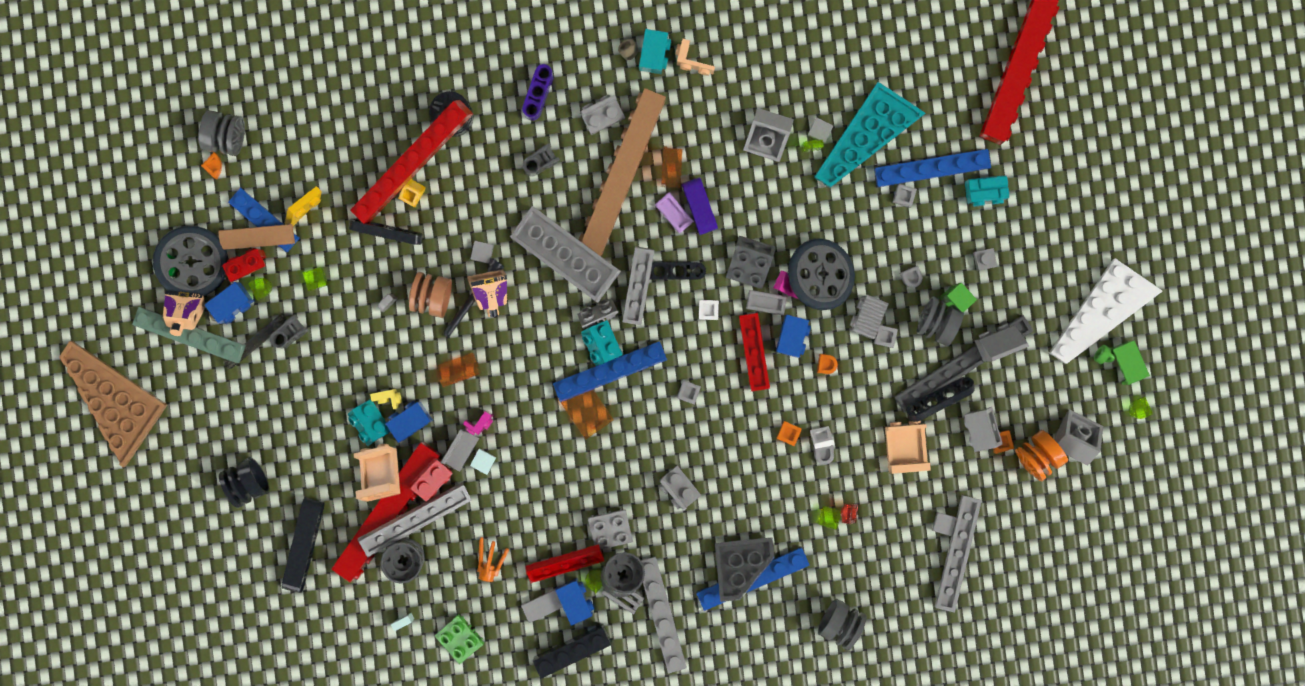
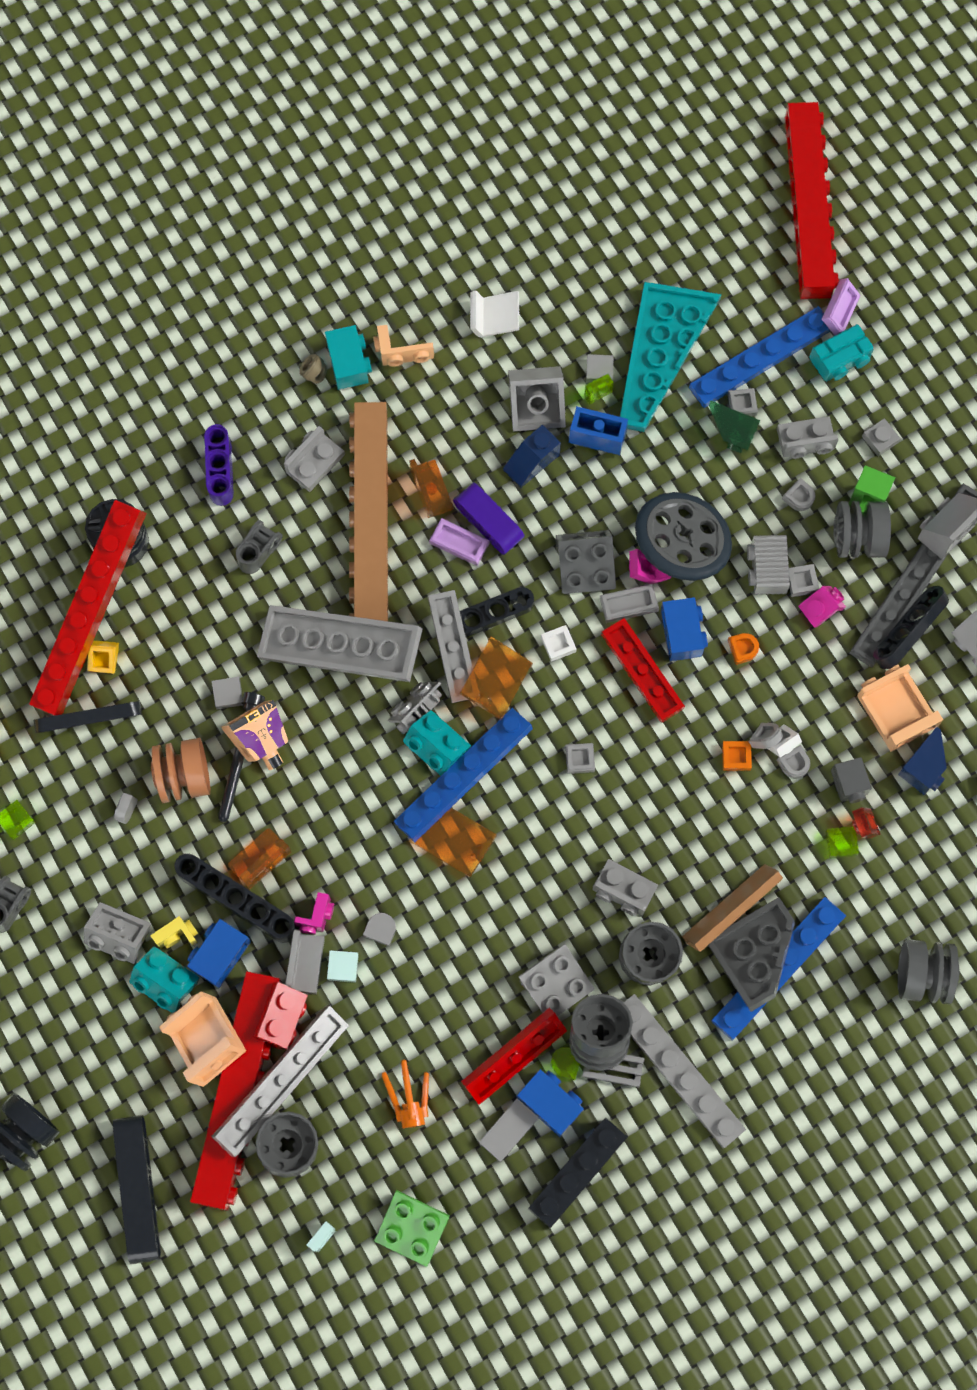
camera: 20 degrees left, 15 degrees down
(350, 380) = (116, 932): none -> light grey bracket
(424, 386) = (228, 886): none -> black beam
(516, 448) = (380, 928): none -> light grey tile
(657, 317) = (496, 678): none -> clear orange container
(671, 549) = (667, 953): none -> dark grey wheel
(741, 530) = (732, 907): none -> medium nougat tile
(747, 175) = (532, 456): none -> dark blue slope
(766, 61) = (494, 313): none -> white piece
(798, 177) = (598, 430): none -> blue brick
(813, 430) = (766, 736): none -> light grey tile
(853, 482) = (851, 780): none -> dark grey brick
(890, 212) = (735, 427): none -> clear green slope
(891, 358) = (822, 605): none -> dark pink bracket
(907, 492) = (927, 764): none -> dark blue slope
(935, 238) = (807, 437): none -> light grey bracket
(1002, 157) = (841, 306): none -> lavender tile

